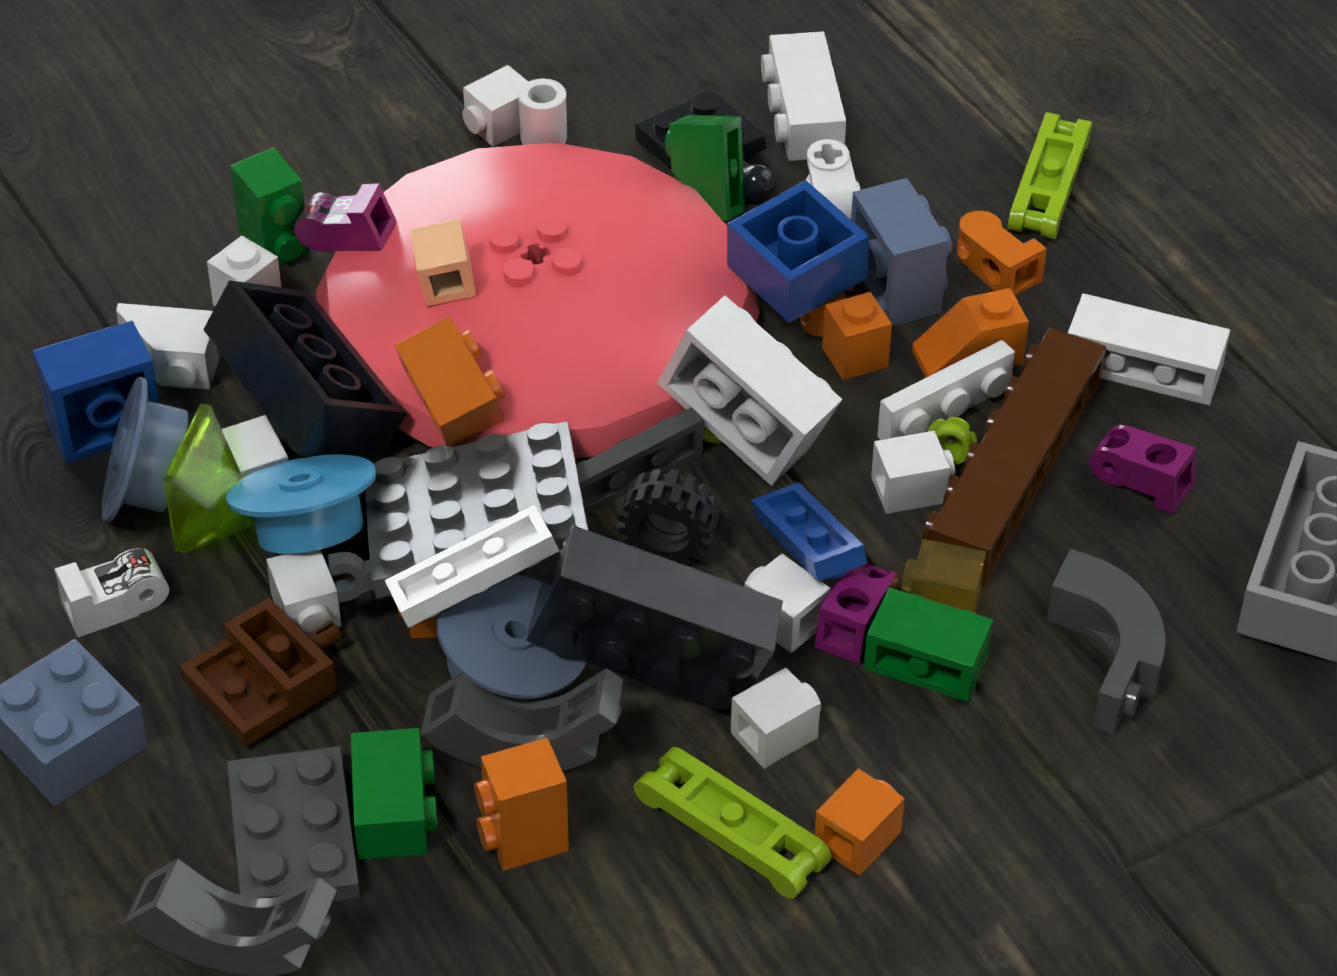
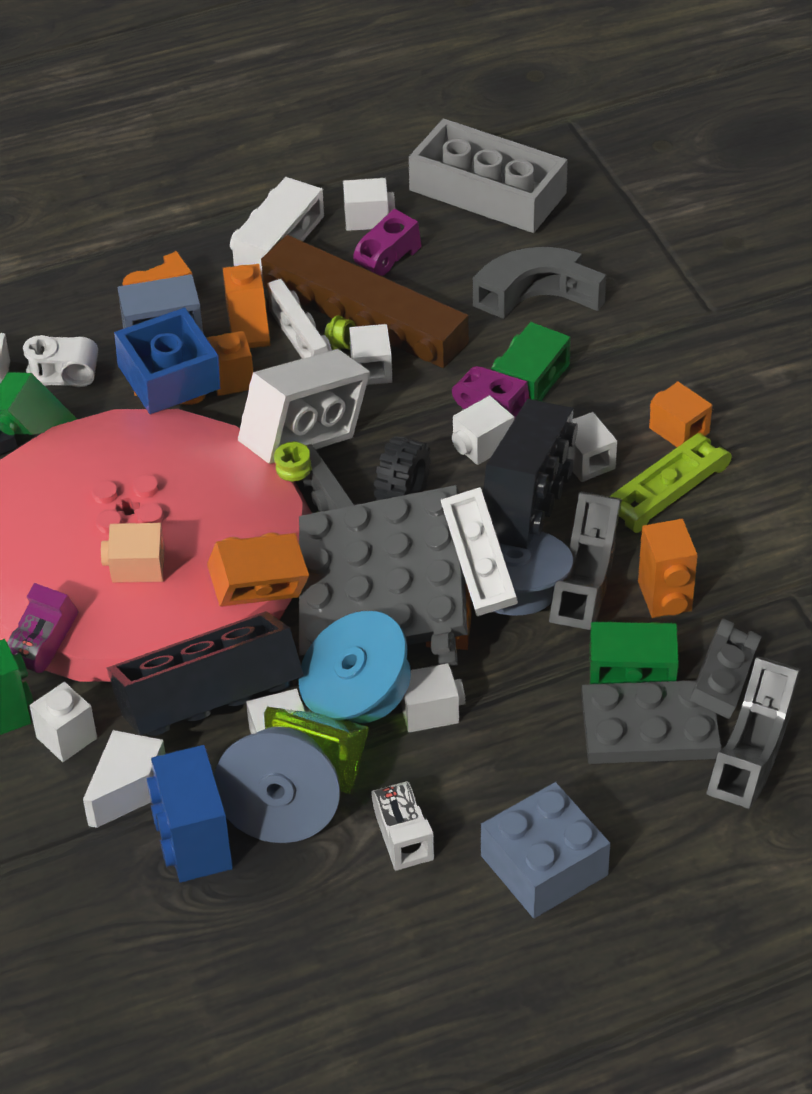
camera: 80 degrees left, 0 degrees up
(263, 671) = (506, 725): reddish brown plate -> none
(377, 892) = (725, 669): none -> dark grey plate
(655, 399) = (299, 454): none -> lime bush
(809, 532) = (429, 403): blue plate -> none
(946, 574) = (477, 345): clear yellow brick -> none
(1049, 175) = (79, 248): lime plate -> none
(1224, 432) = (366, 202): none -> white brick

